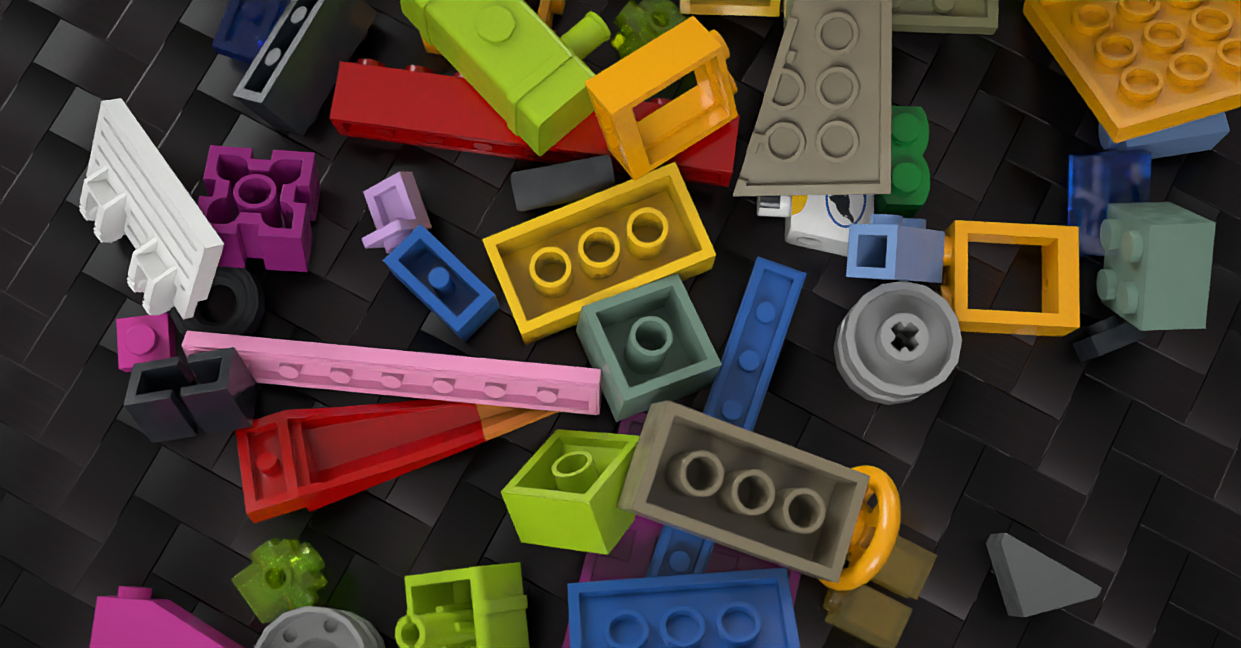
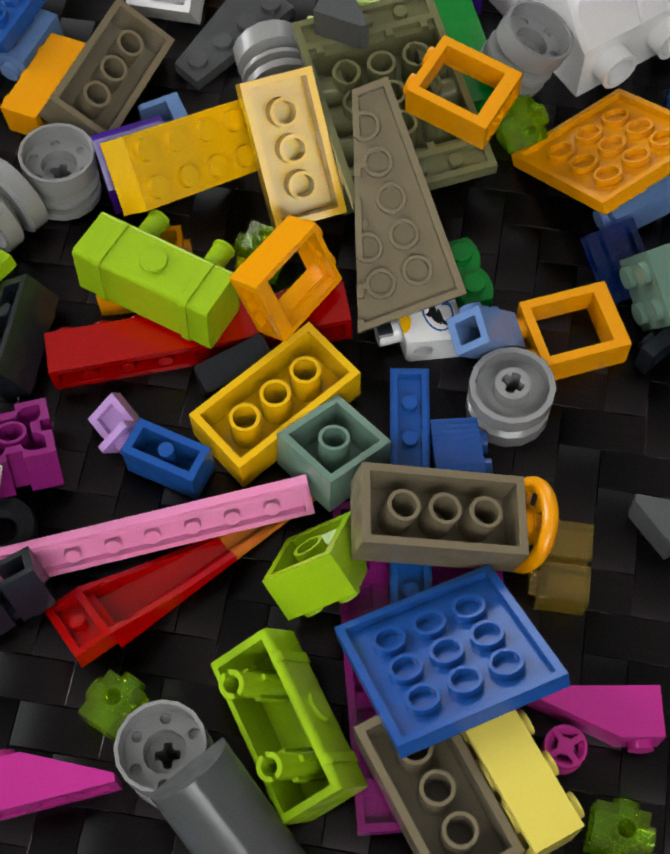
camera: 15 degrees left, 15 degrees down
(803, 399) = (459, 445): none -> blue brick

